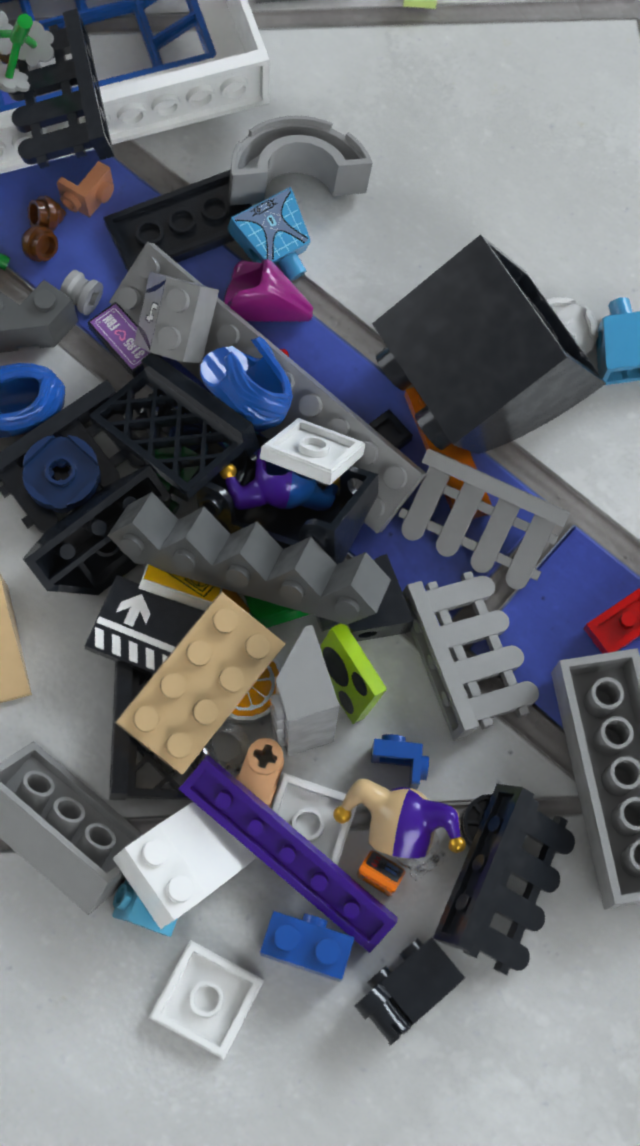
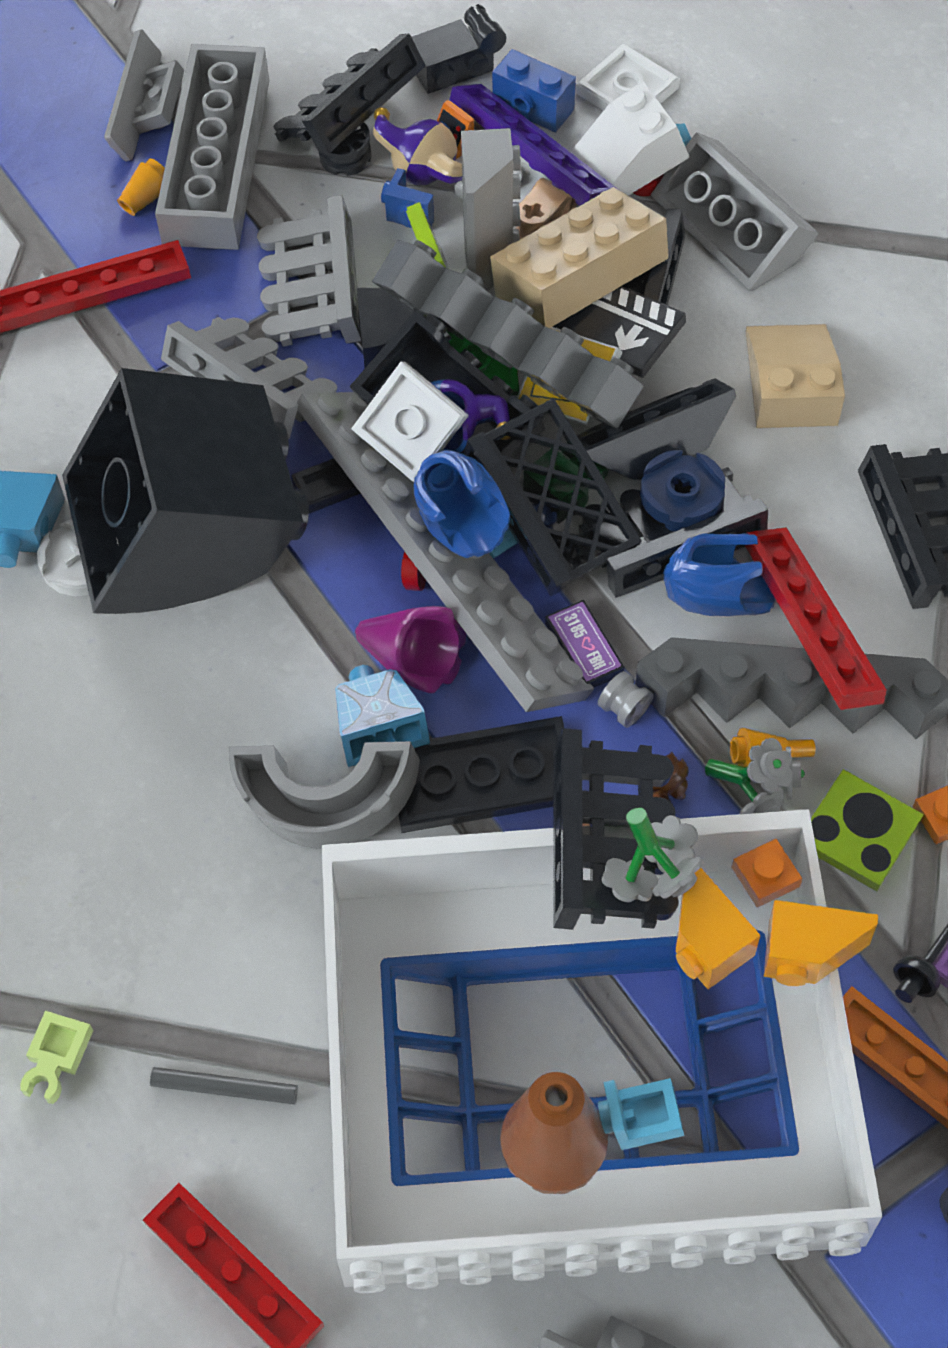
camera: 160 degrees left, 10 degrees down
(175, 318) = (524, 601): light grey slope -> none

